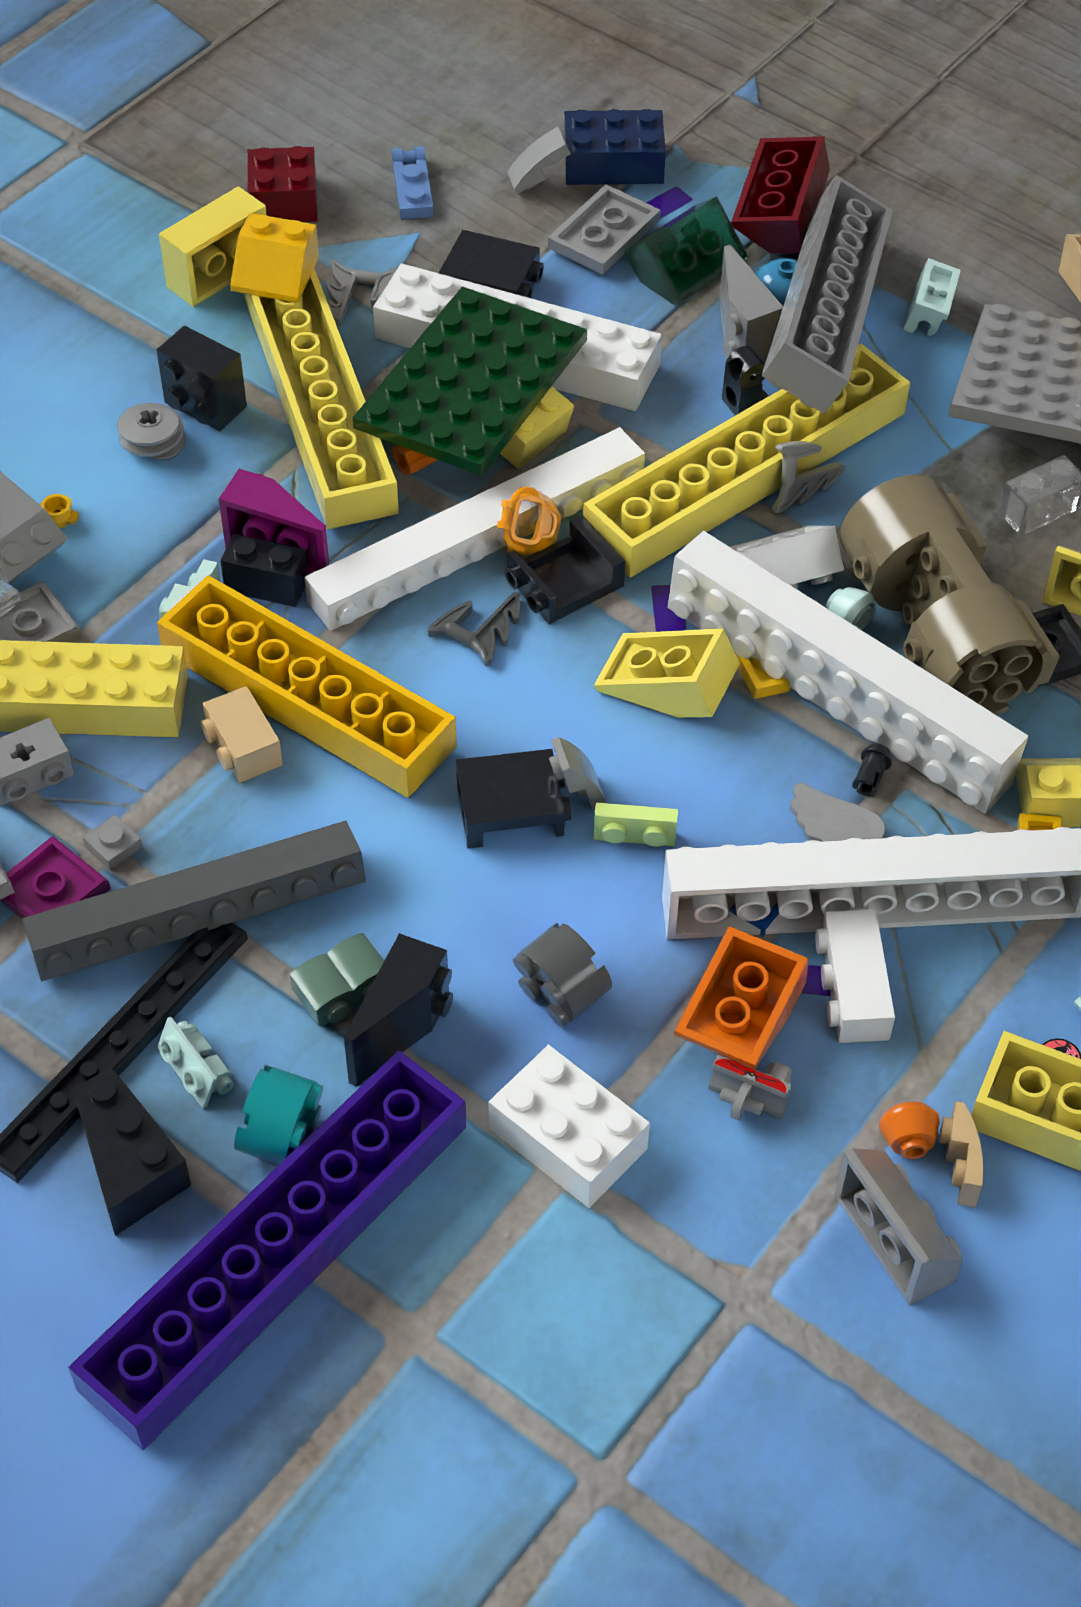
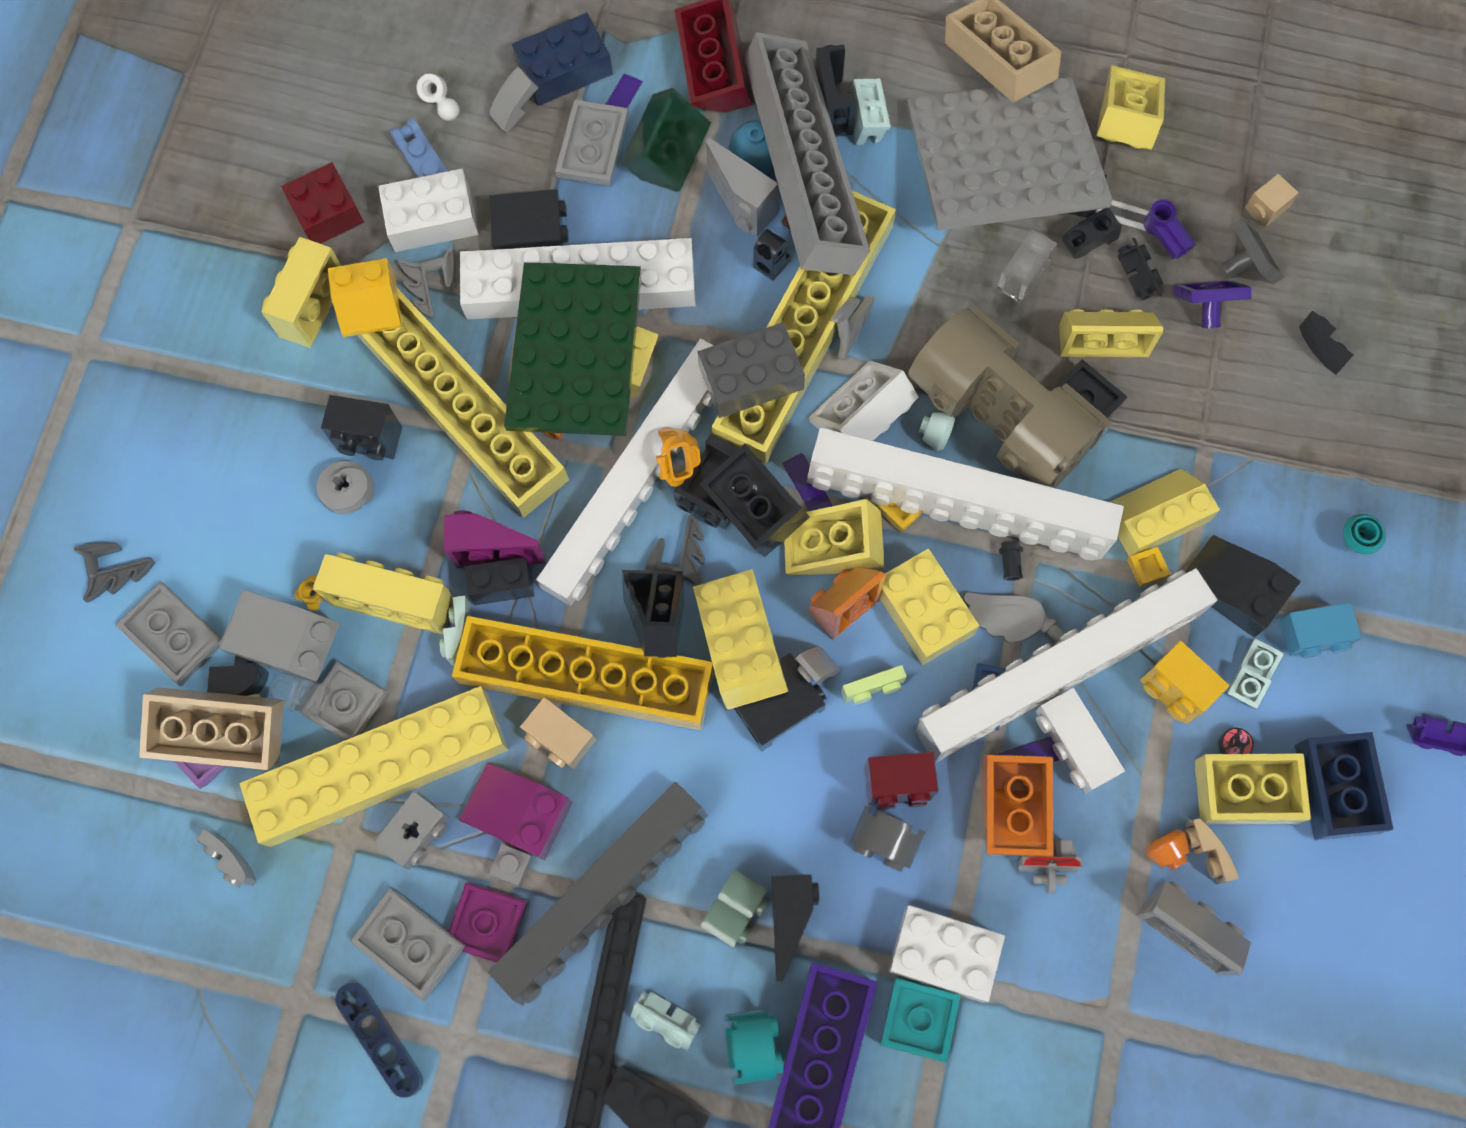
camera: 20 degrees left, 20 degrees up
(130, 527) = (384, 593): none -> light yellow brick
(155, 793) = (516, 810): none -> magenta slope
(390, 225) = (428, 210): none -> white brick
(424, 648) = (655, 609): none -> black wedge
(465, 152) = (447, 107): none -> white plate
(498, 1185) = (920, 1020): none -> teal plate
(499, 710) = (739, 639): none -> light yellow brick
(595, 595) = (754, 500): none -> black slope
(614, 916) = (901, 780): none -> dark red brick
(649, 723) = (847, 599): none -> orange slope
(656, 459) = (751, 370): none -> dark grey brick
(740, 772) = (926, 607): none -> light yellow brick
(899, 261) = (830, 72): none -> black panel
(1017, 956) = (1183, 683): none -> yellow brick

